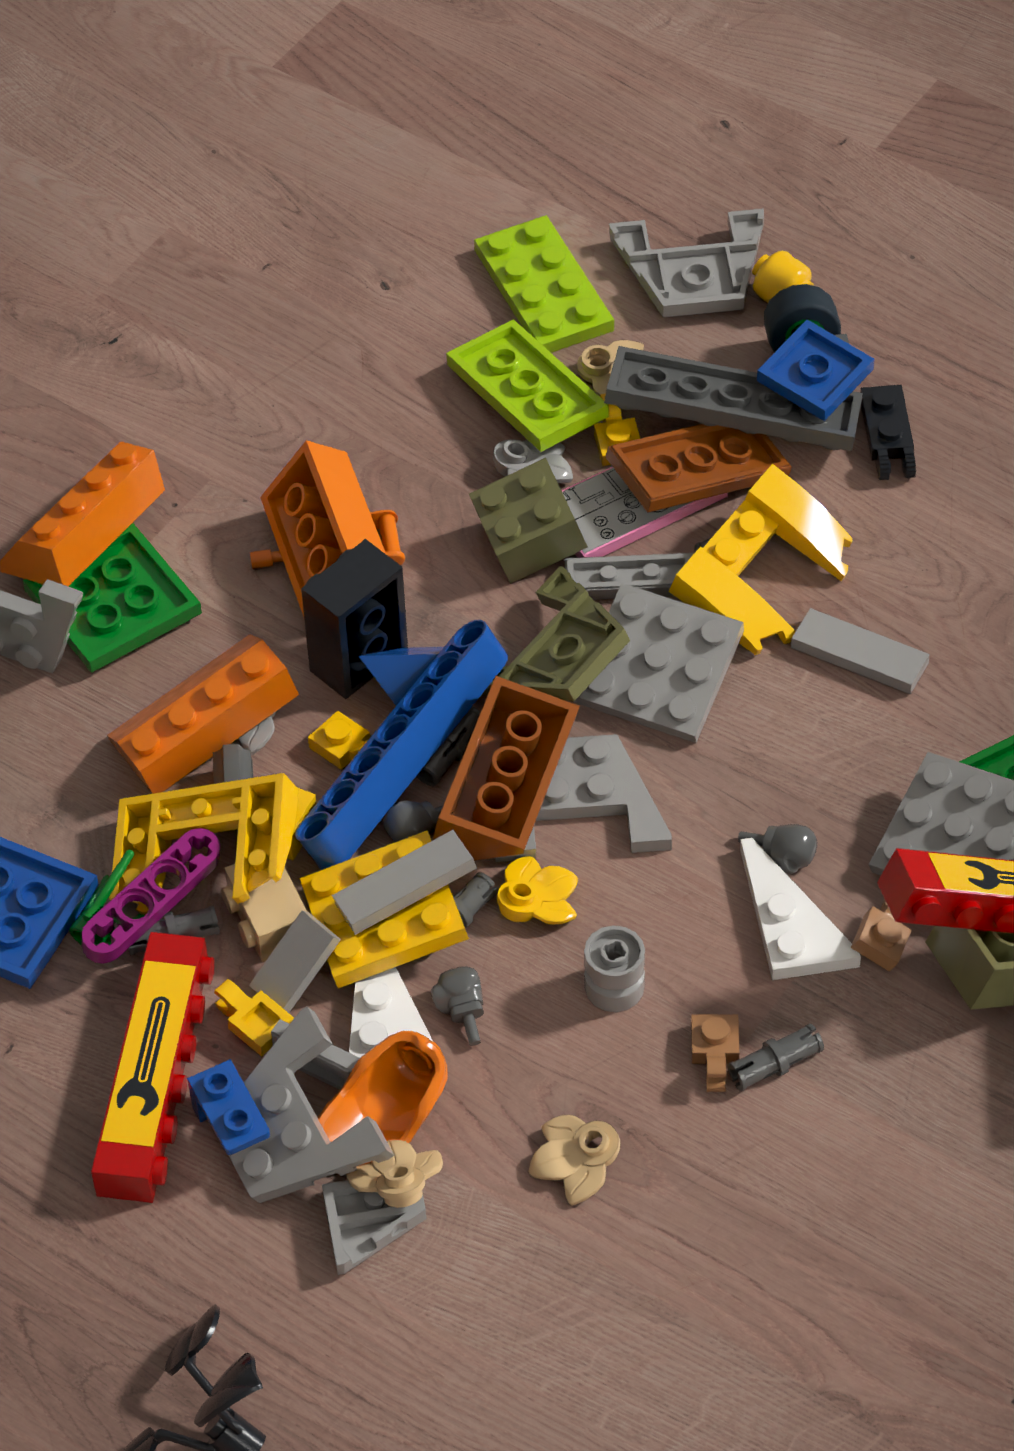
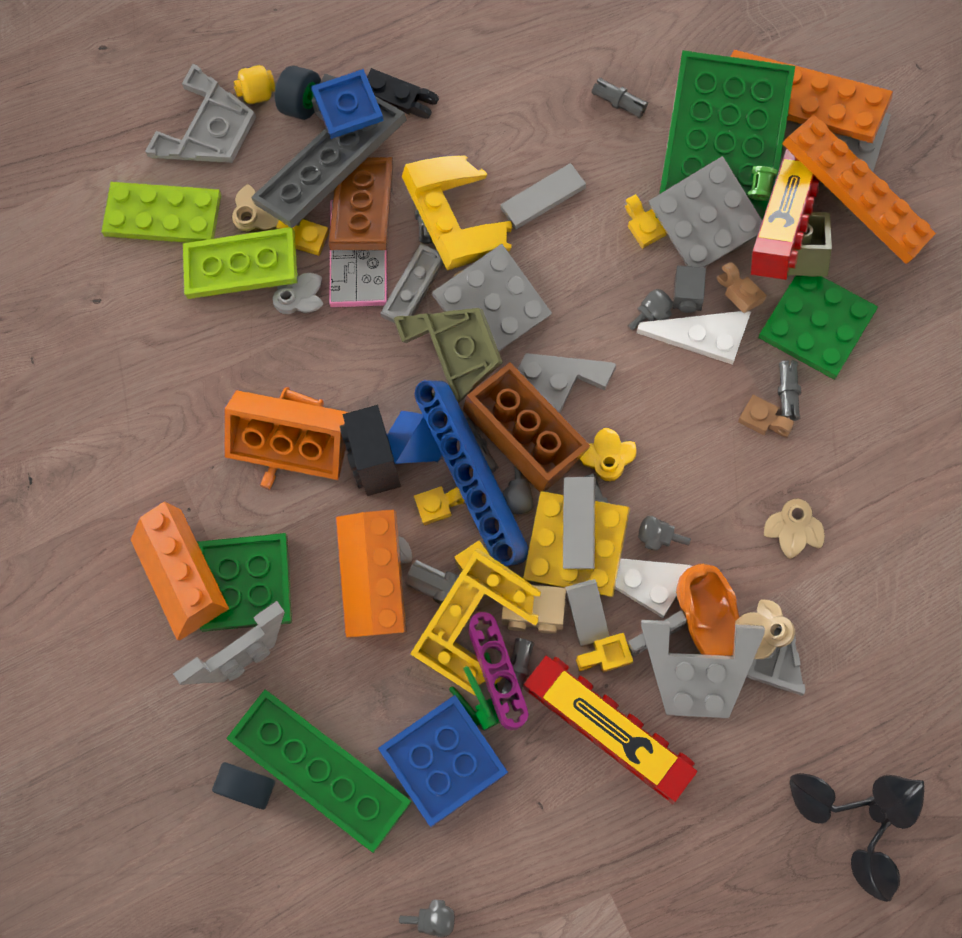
camera: 55 degrees left, 20 degrees up
(228, 1106) = (672, 701): blue bracket -> none
(528, 520) = (347, 316): olive brick -> none
(614, 968) = (692, 448): light grey wheel -> none
(840, 868) = (689, 288): none -> dark grey brick
(898, 775) = (644, 224): none -> yellow plate
(905, 1049) = (818, 323): none -> green plate

